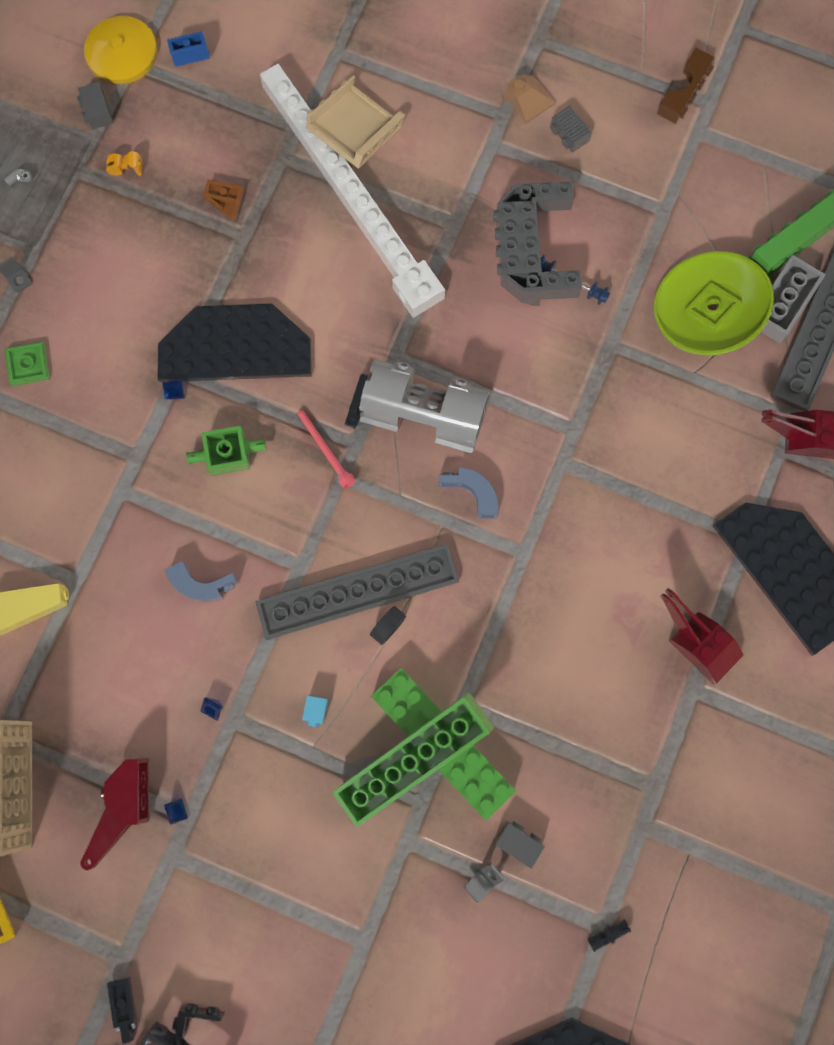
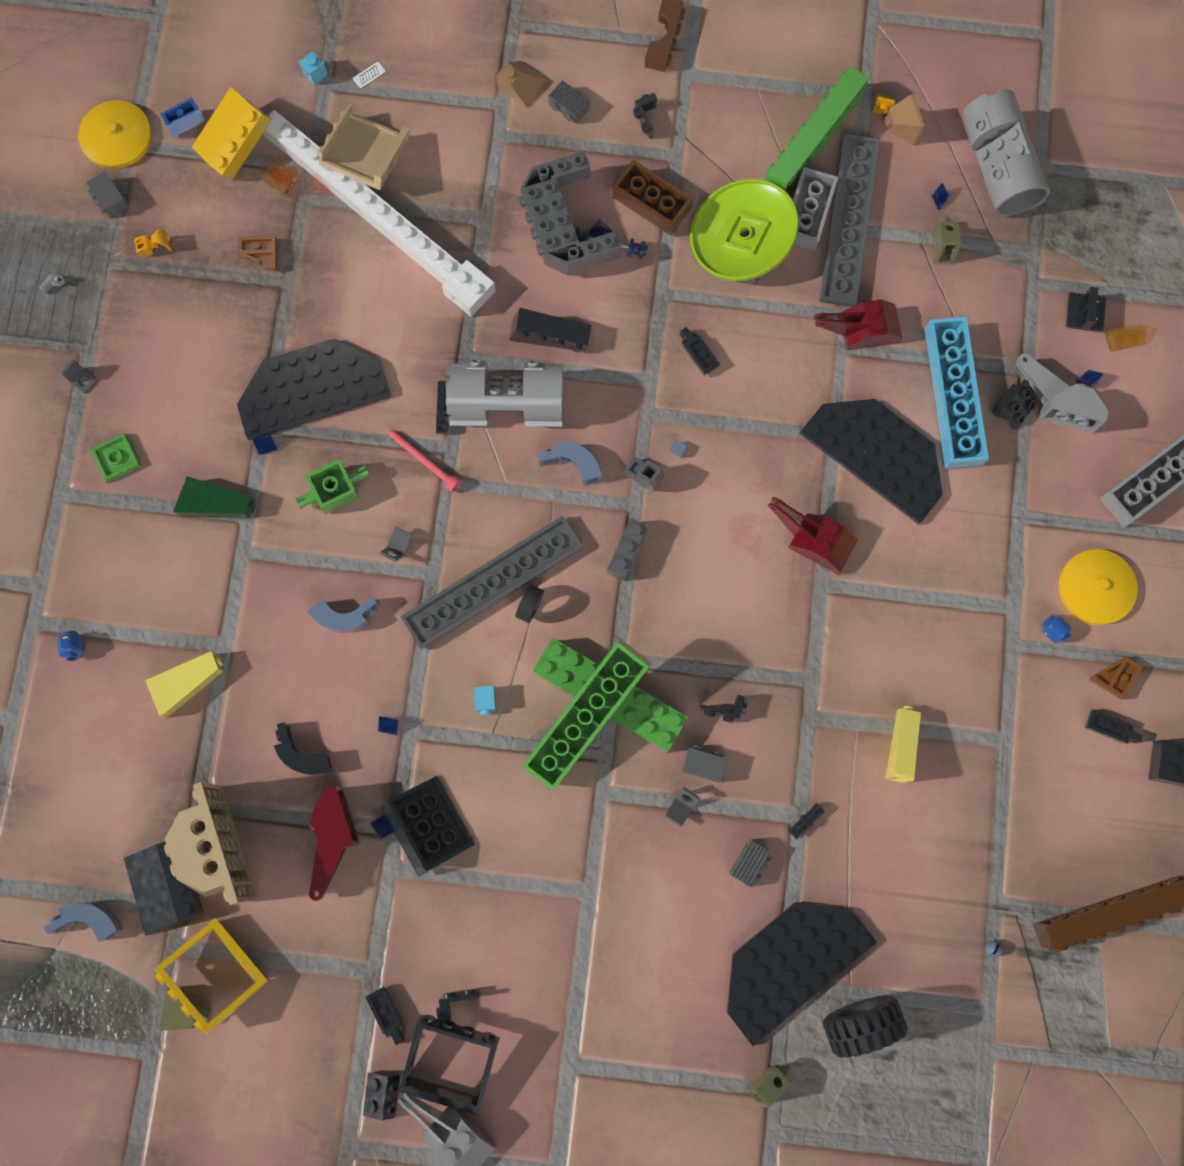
camera: 20 degrees left, 0 degrees up
(104, 432) = (212, 501): none -> dark green slope
(110, 718) = (307, 764): none -> black arch
(220, 824) = (427, 825): none -> black slope
(230, 76) = (231, 133): none -> yellow slope
(264, 132) = (279, 178): none -> clear orange brick
(273, 527) = (397, 545): none -> dark grey bracket
(328, 33) = (313, 68): none -> medium azure brick
(381, 53) = (369, 75): none -> white sticker
(487, 353) = (549, 331): none -> black wedge
(502, 597) = (627, 549): none -> dark grey arch
(538, 964) = (750, 863): none -> dark grey brick
(542, 524) = (644, 473): none -> dark grey brick
(566, 264) = (599, 229): none -> clear blue slope
(571, 795) = (738, 708): none -> black bracket
(583, 507) = (678, 449): none -> sand blue piece
(628, 245) = (652, 197): none -> reddish brown brick
(632, 414) = (698, 351): none -> black hinge
(645, 151) = (643, 105): none -> black bracket
(734, 887) = (904, 746): none -> light yellow slope

